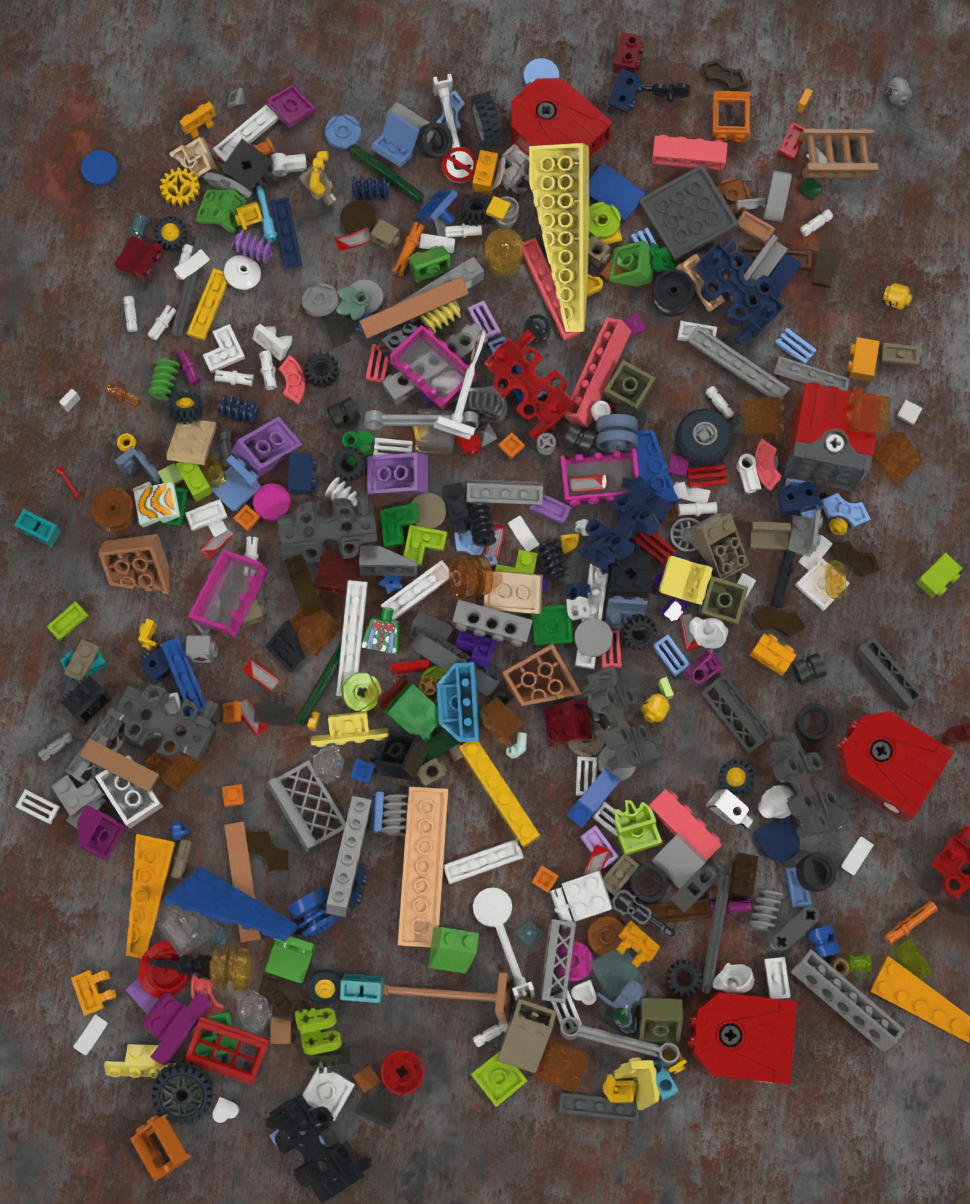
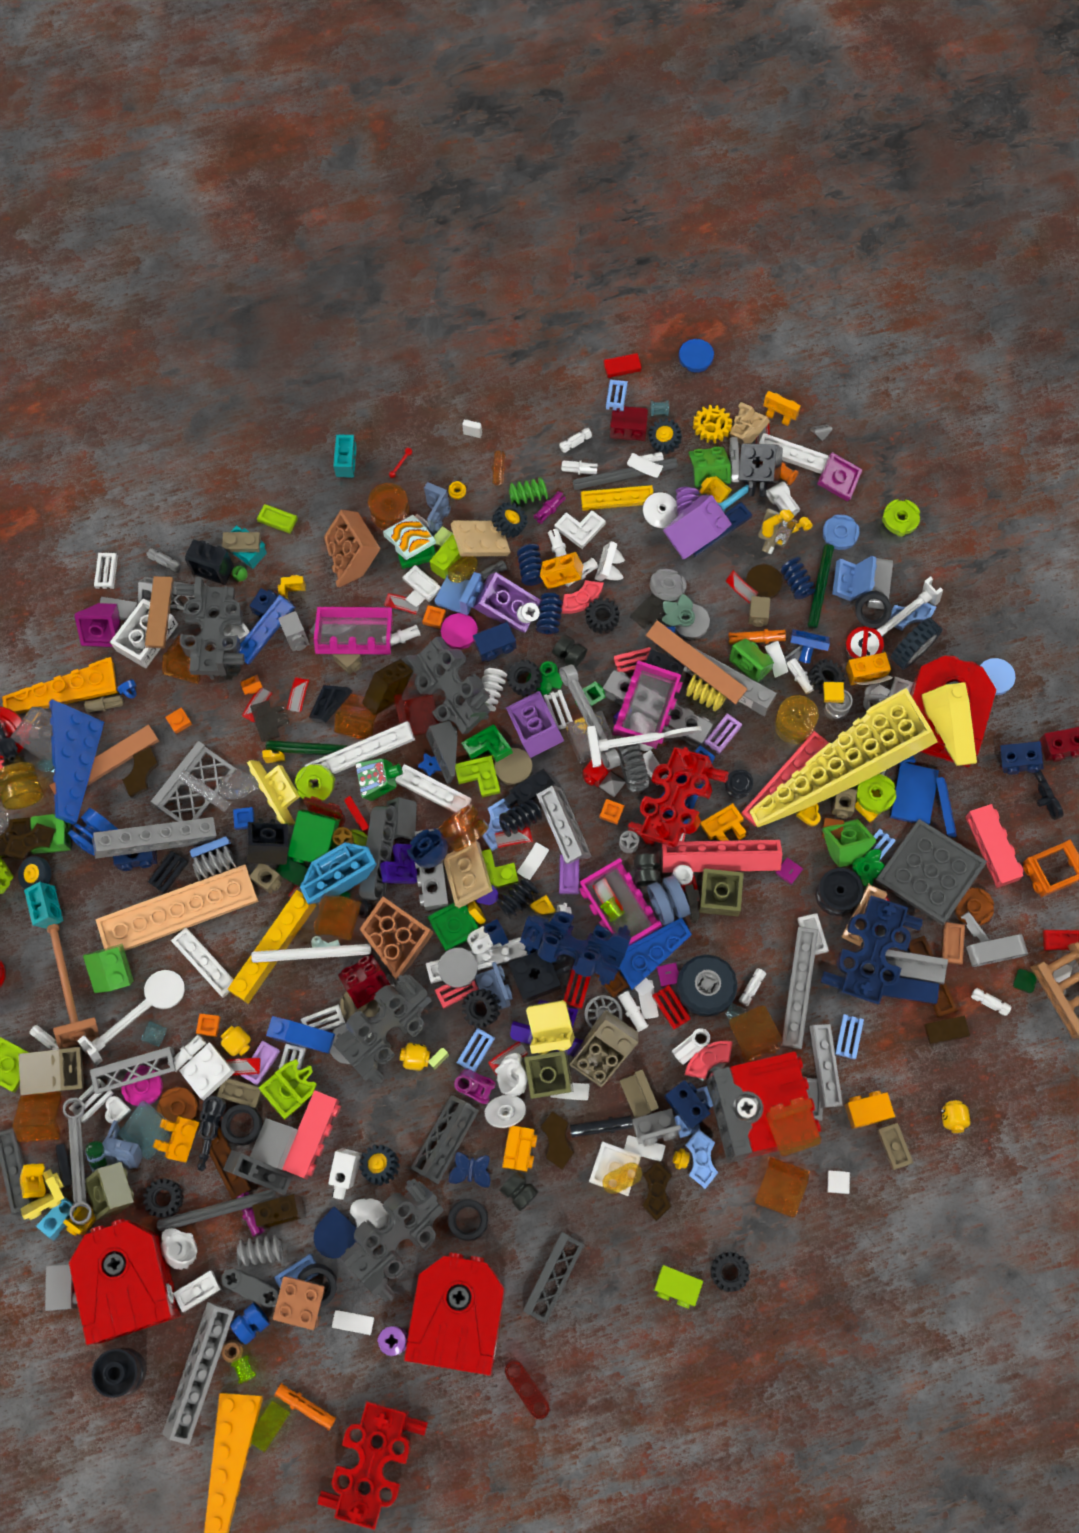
camera: 70 degrees right, 5 degrees down
(74, 237) = (622, 365): none -> red tile
(75, 798) = (123, 593): light grey plate -> none
(111, 676) = (242, 574): none -> bright green hinge
(114, 262) = (615, 405): none -> light blue tile
(262, 383) = (561, 570): none -> light orange brick
(280, 245) = (697, 526): none -> medium lavender slope
(283, 433) = (524, 615): none -> white wheel
(293, 988) = (39, 837): none -> dark brown tile
(297, 415) = (548, 614): none -> dark blue piece
(324, 793) = (202, 789): none -> clear pin
(359, 84) = (898, 526): none -> lime plate
(389, 876) = (162, 867): none -> black tile
(396, 407) = (594, 693): none -> green brick
(478, 612) = (428, 848): none -> dark blue cylinder
(523, 758) = (310, 953): none -> white axle
(551, 601) = (476, 912): none -> yellow tile
(564, 357) = (722, 822): none -> light orange plate
(571, 859) = (235, 1041): none -> yellow head
(574, 125) = (951, 715): none -> light yellow wedge
(603, 483) = (612, 909): none -> clear neon green bush
(614, 1057) = (63, 1166): none -> black tile
(637, 172) = (946, 807): none -> blue tile
(724, 1097) = (59, 1288): none -> light grey brick
(732, 647) = (505, 1111): none -> white dish
(772, 702) = (470, 1168): none -> dark blue piece
(820, 1070) = (118, 1372): none -> black wheel
(827, 890) = (299, 1303): none -> nougat bracket
(889, 823) = (388, 1347): none -> medium lavender piece
(944, 519) = (739, 1262): none -> black tyre

